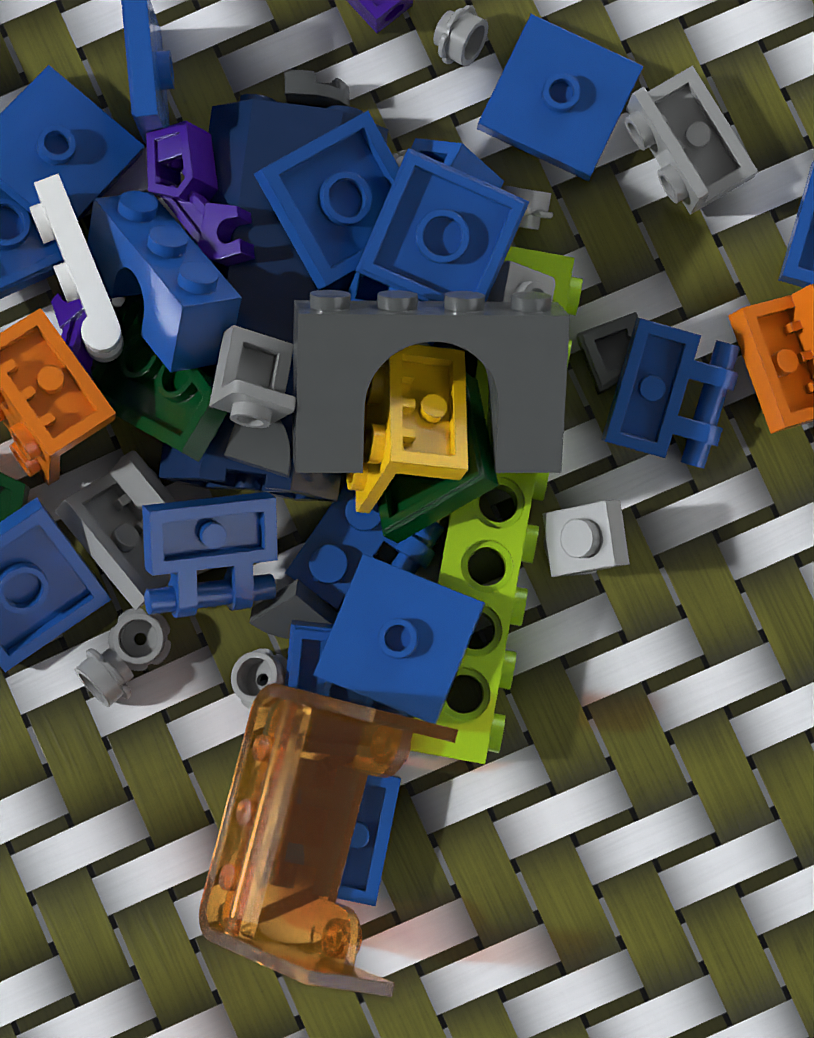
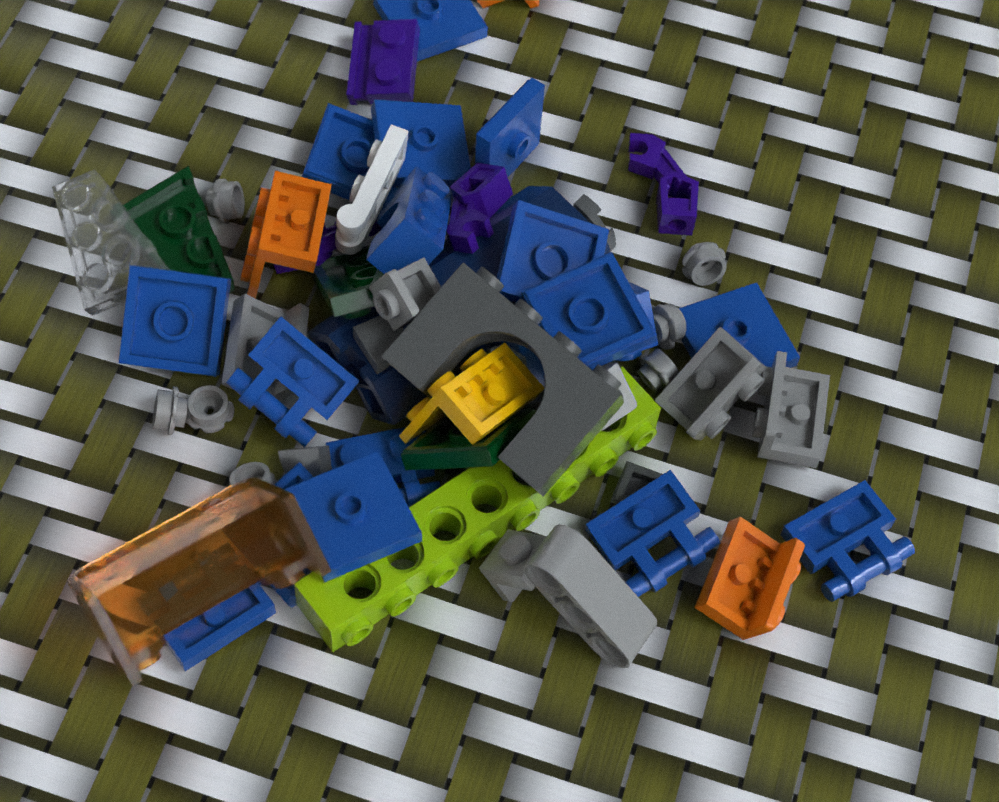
camera: 40 degrees right, 25 degrees down
(490, 144) = (669, 325): none -> light grey plate
(599, 184) = (711, 385): none -> light grey bracket
(682, 518) = (591, 596): none -> light grey beam

